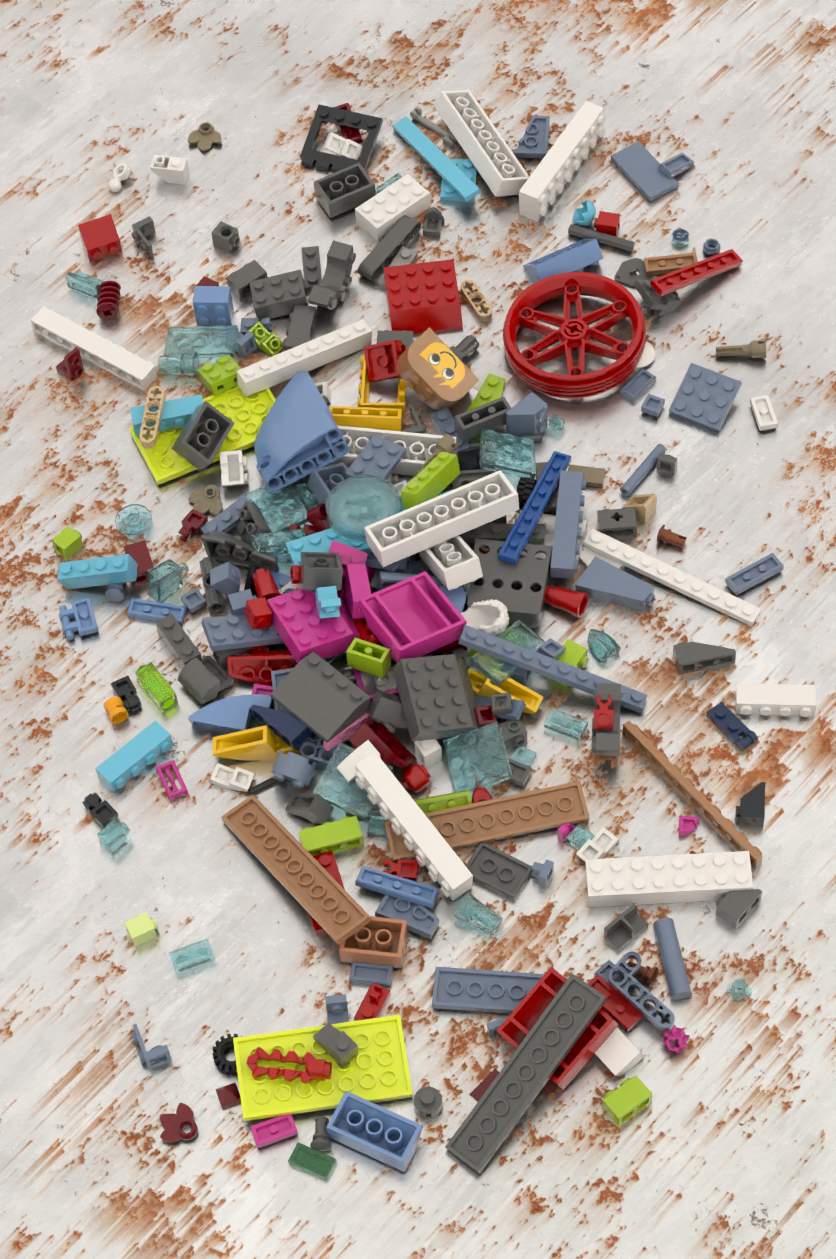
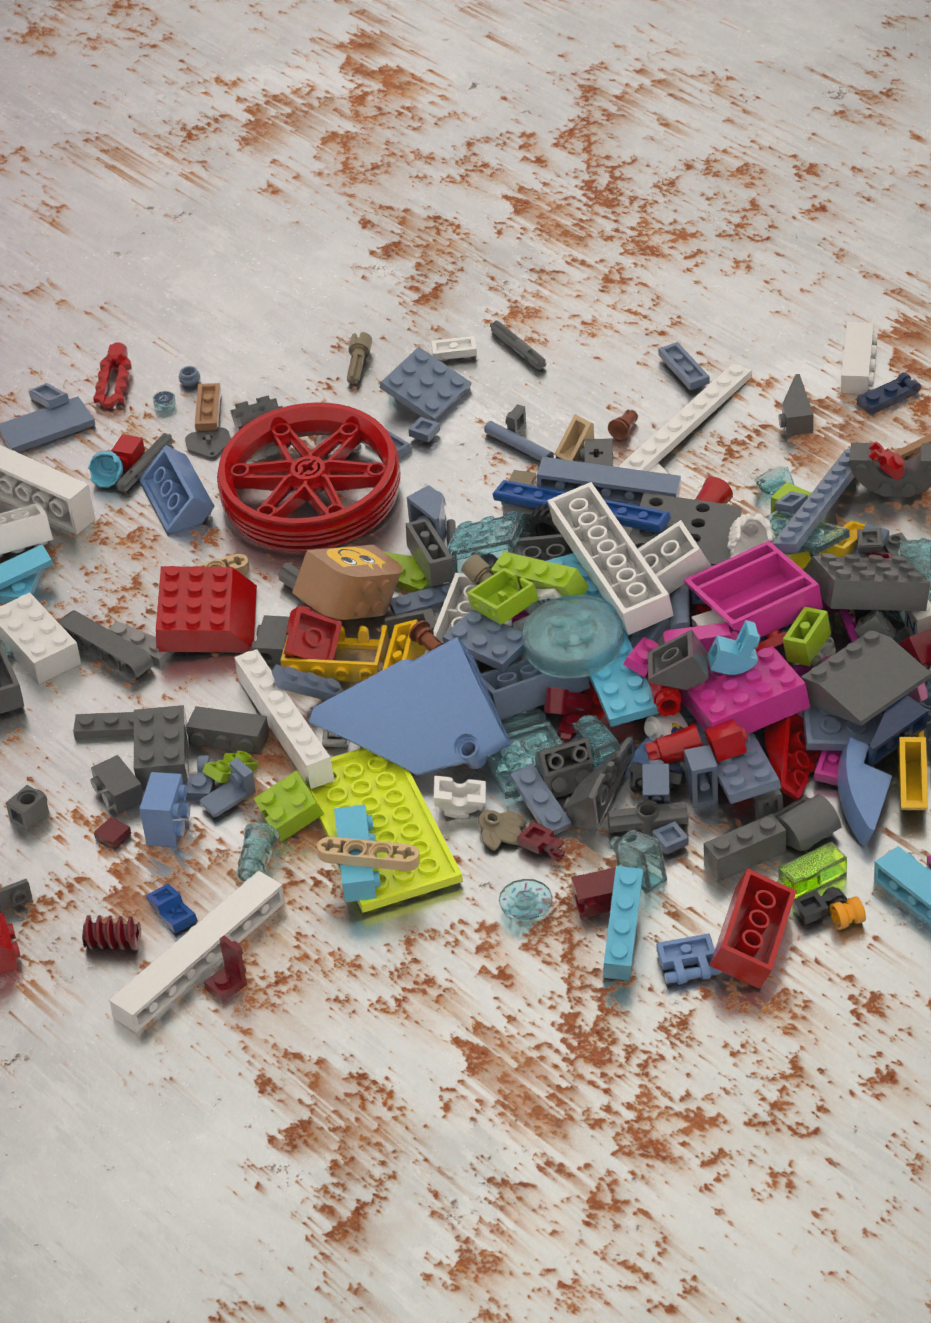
camera: 85 degrees left, 15 degrees down
(67, 542) = (555, 971): lime brick -> none
(83, 283) = (67, 966): clear light blue panel -> none
(92, 648) = (753, 928): none -> red brick
(115, 592) = (648, 918): sand blue pin -> none
(139, 327) = (171, 909): none -> blue slope
(155, 611) = (681, 880): medium blue tile -> none
(203, 435) = (410, 804): dark grey brick -> none
(205, 340) = (217, 833): clear light blue tile -> none
(336, 277) = (143, 689): dark grey brick -> none
(337, 367) = (305, 683): none -> sand blue plate
(373, 424) = (424, 635): none -> copper pin
(405, 460) = (500, 598): none -> lime piece
(433, 223) = (65, 604): dark grey tile -> none
(565, 724) = (884, 510): clear light blue plate -> none
(614, 585) = (693, 462): sand blue slope -> none
(696, 272) = (238, 377): red plate -> none
(726, 198) = (116, 360): none -> red sword
(775, 456) = (518, 345): none -> dark grey axle

